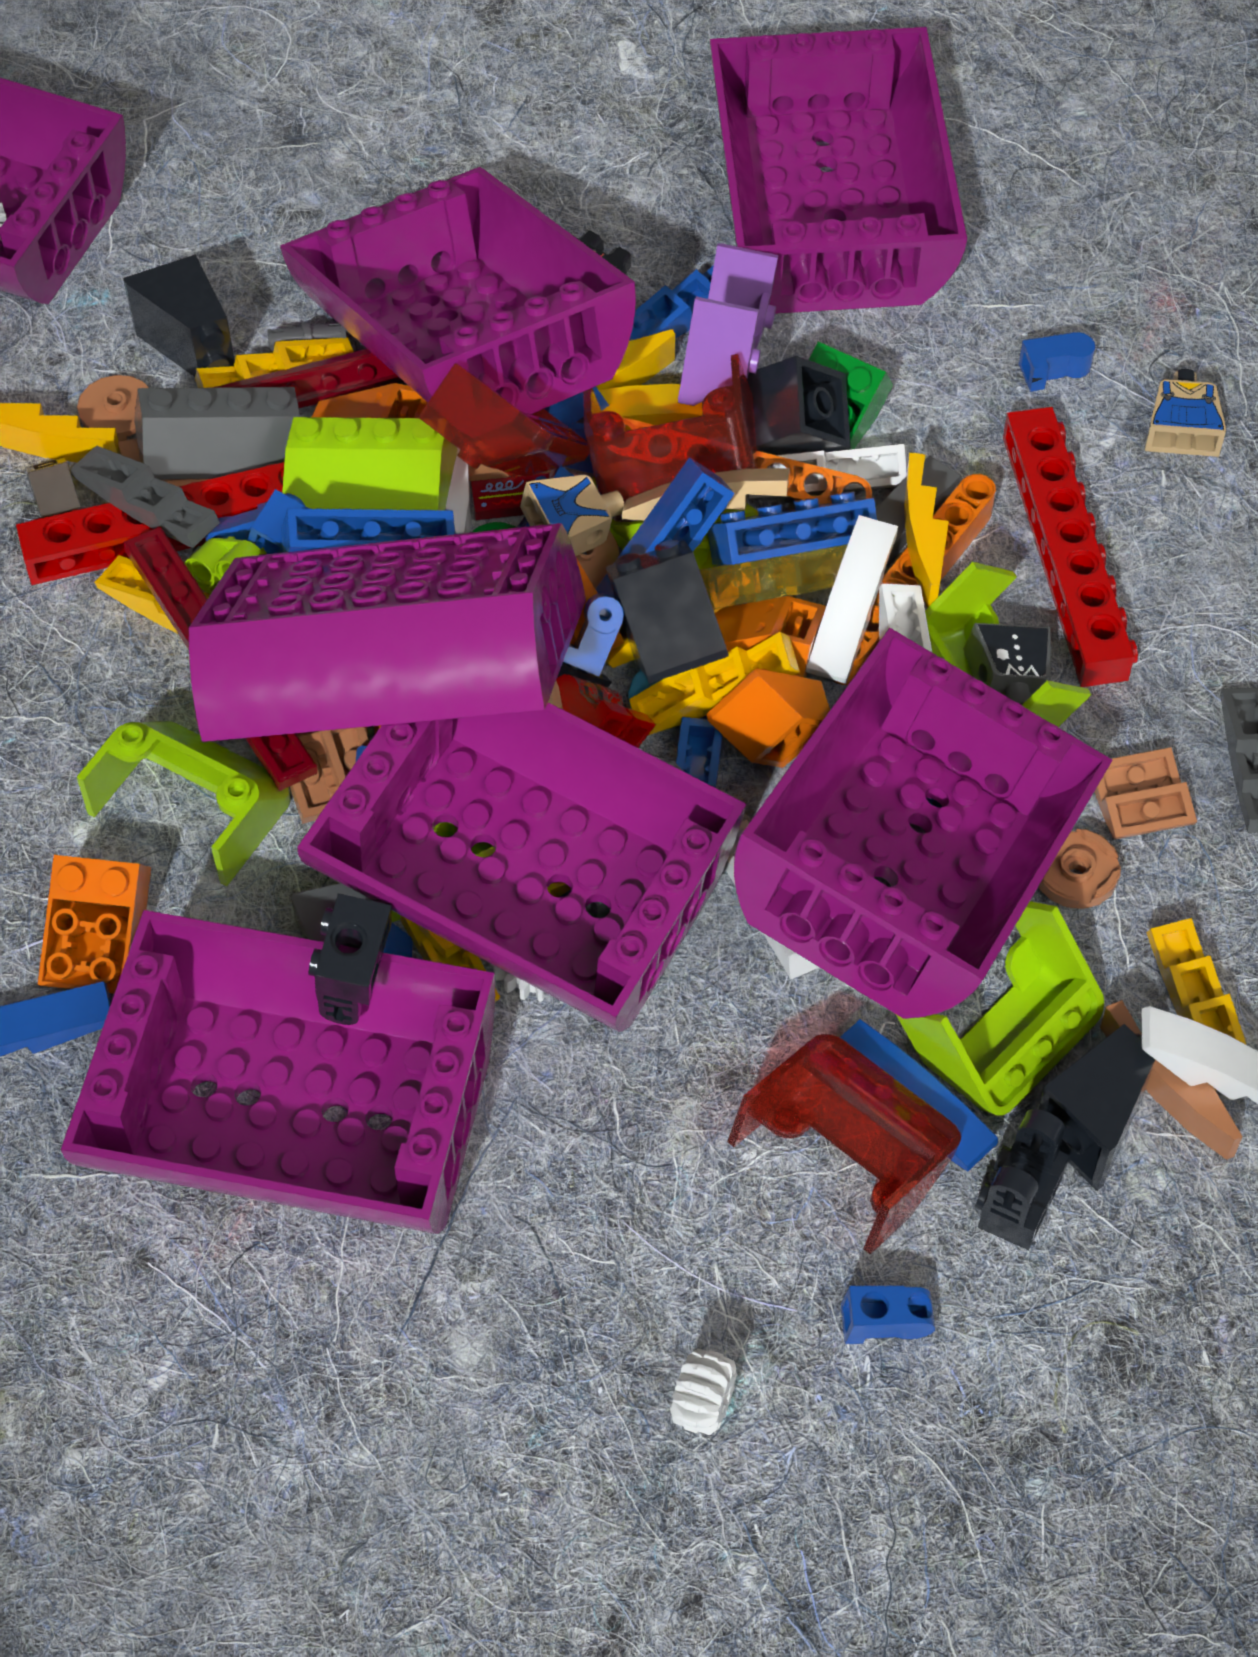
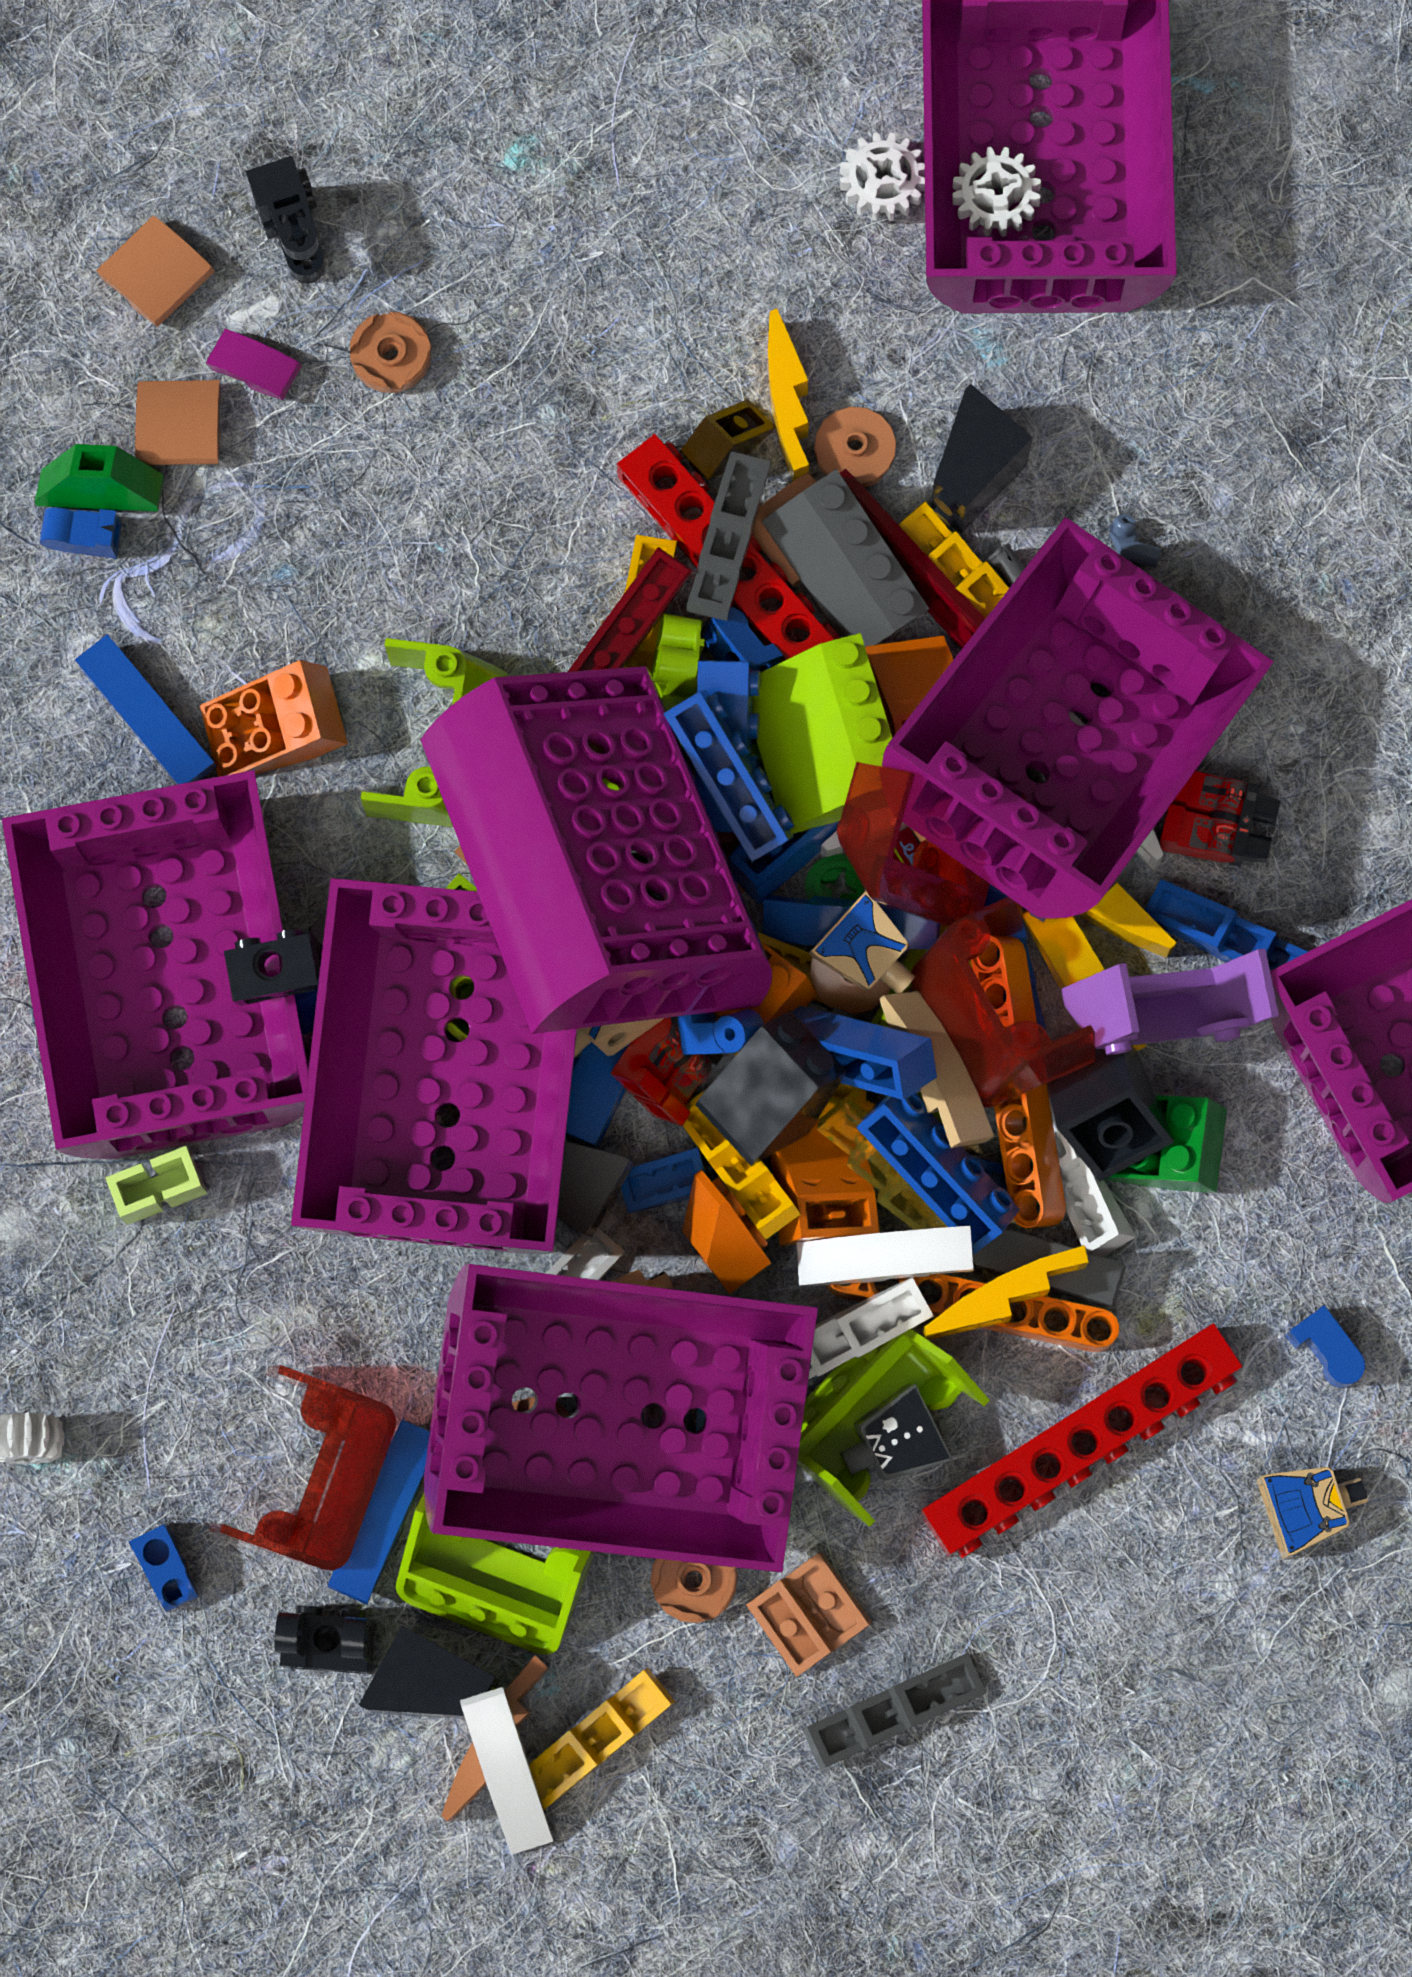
camera: 70 degrees right, 20 degrees up
(499, 1177) = (141, 1196): none -> yellowish green piece

